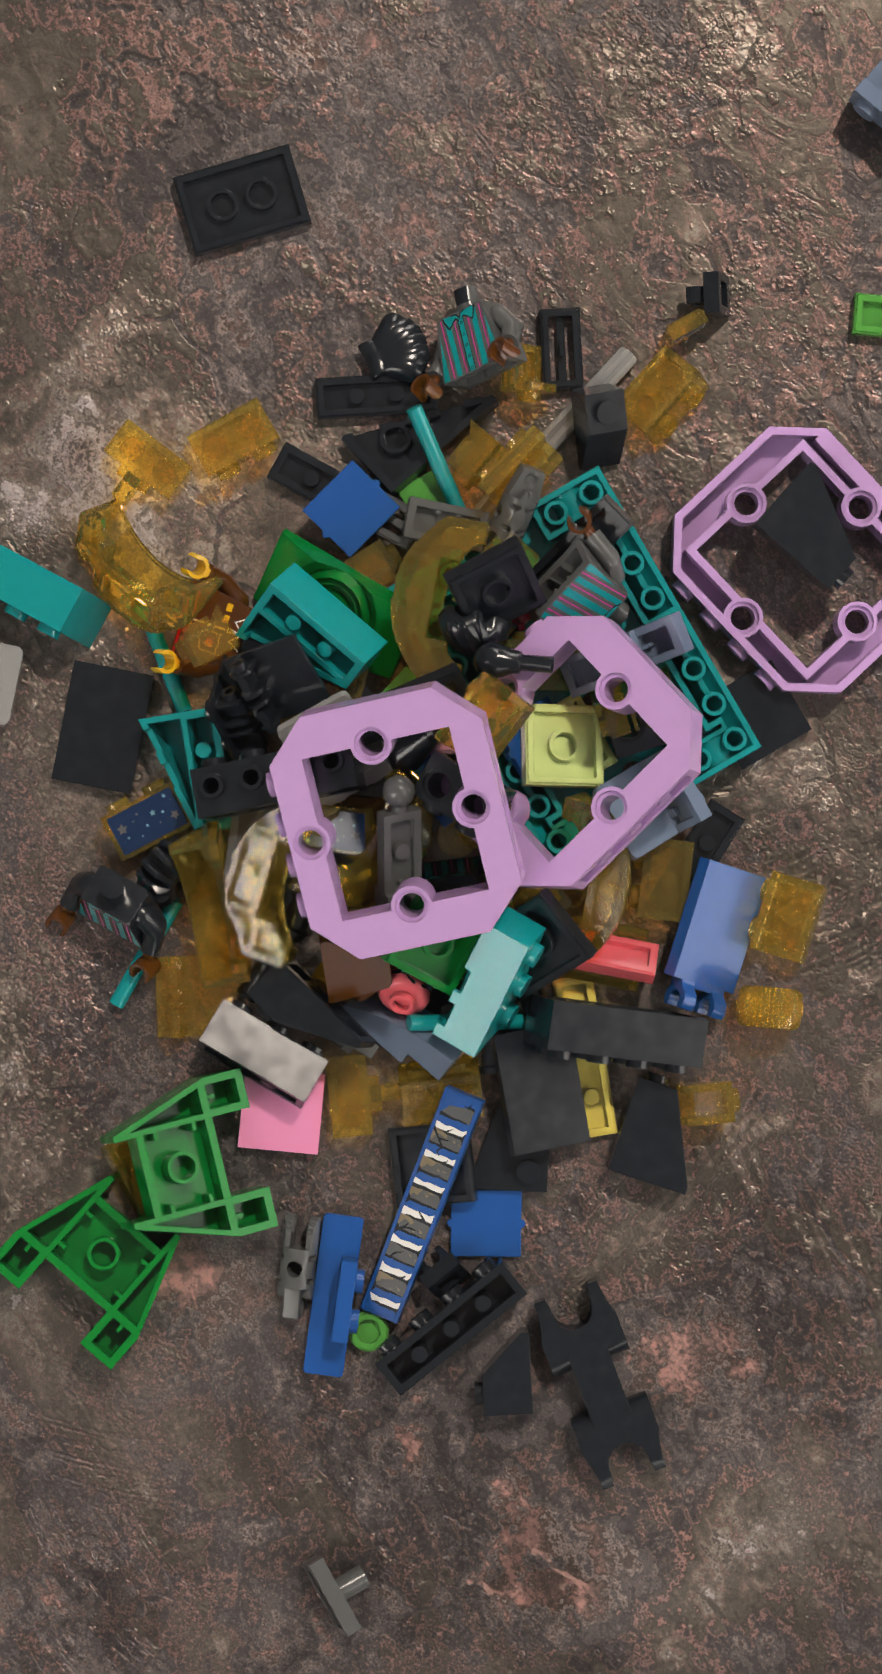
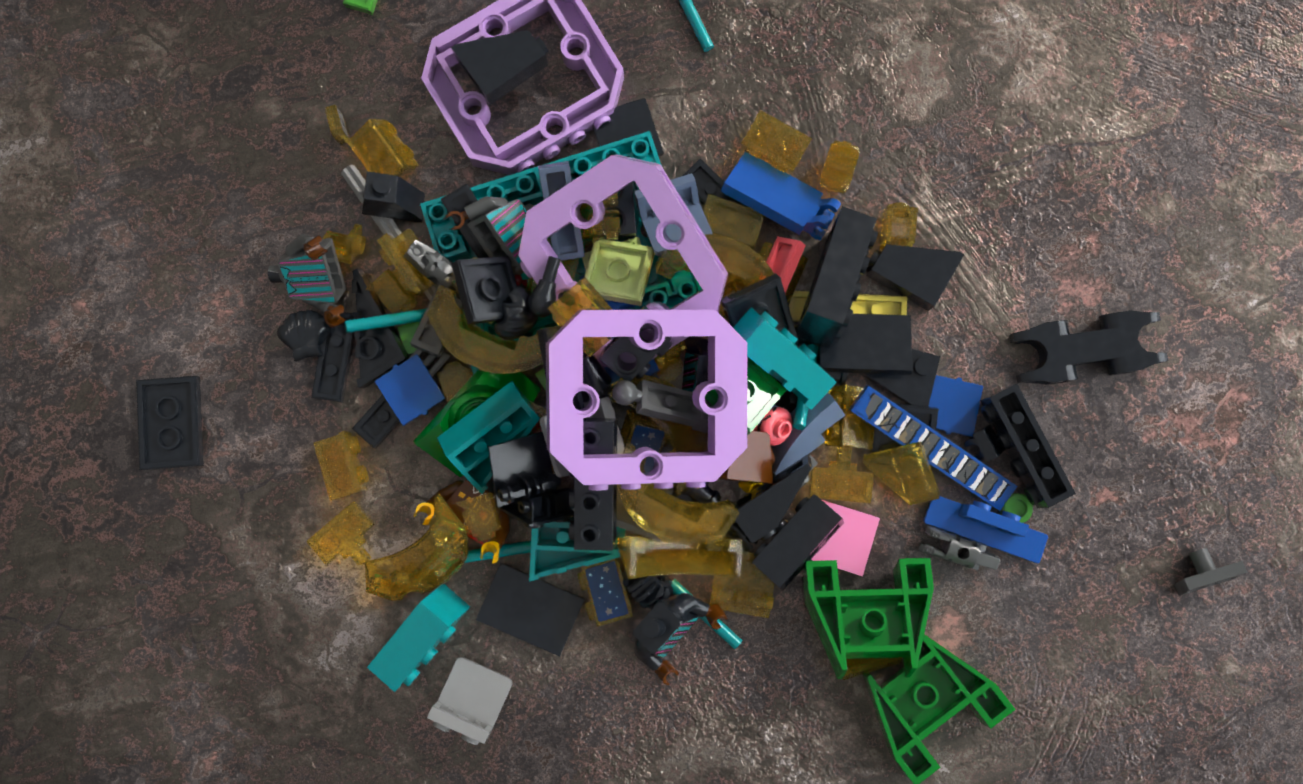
camera: 80 degrees left, 5 degrees down
(383, 1174) = (905, 472): none -> clear yellow wing
(507, 1379) = (1072, 413): black slope -> none
(559, 314) = (305, 223): black tile -> none
(712, 295) = (318, 102): black tile -> none

